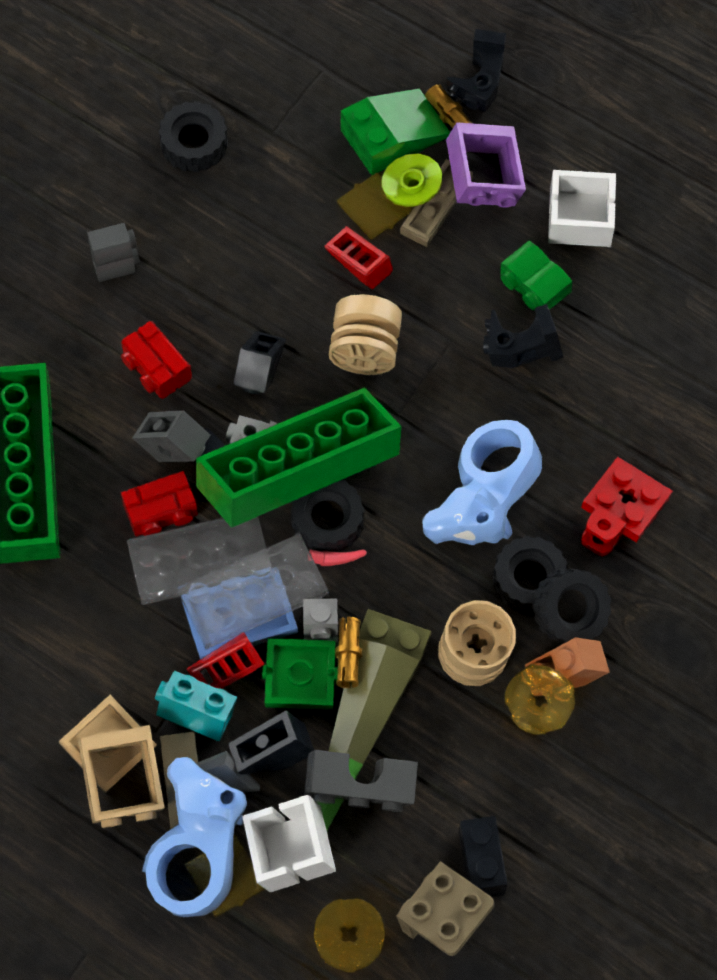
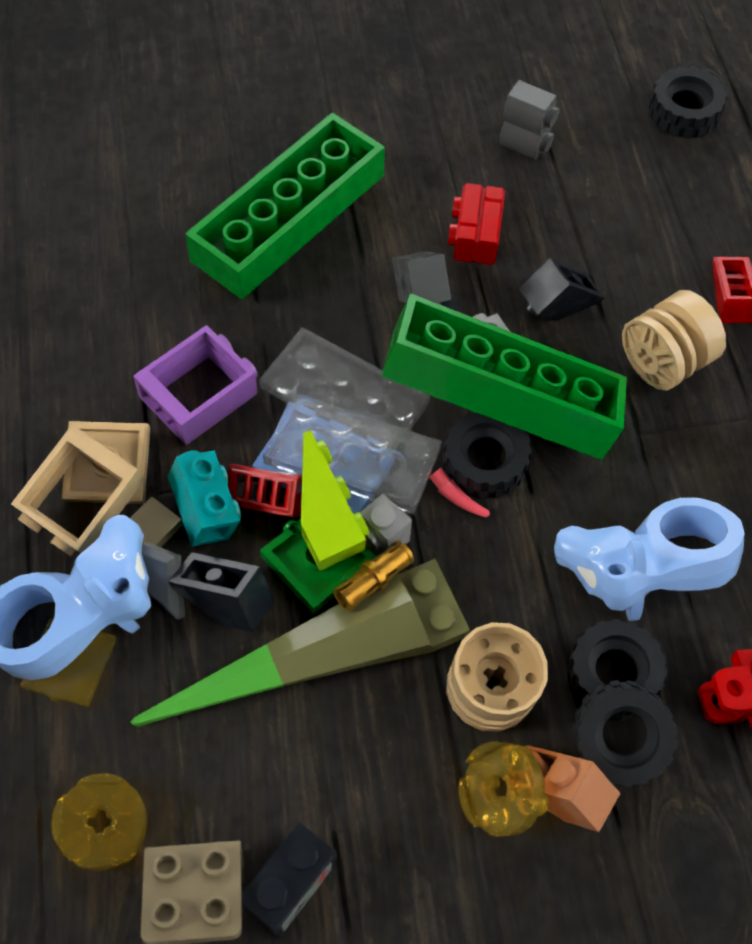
camera: 45 degrees right, 5 degrees down
(97, 672) = (168, 368): none -> medium lavender window
(159, 504) = (357, 324): red brick -> none
(286, 643) = (326, 518): none -> lime slope
(288, 848) = (130, 686): white piece -> none
(330, 779) = (230, 664): dark grey arch -> none

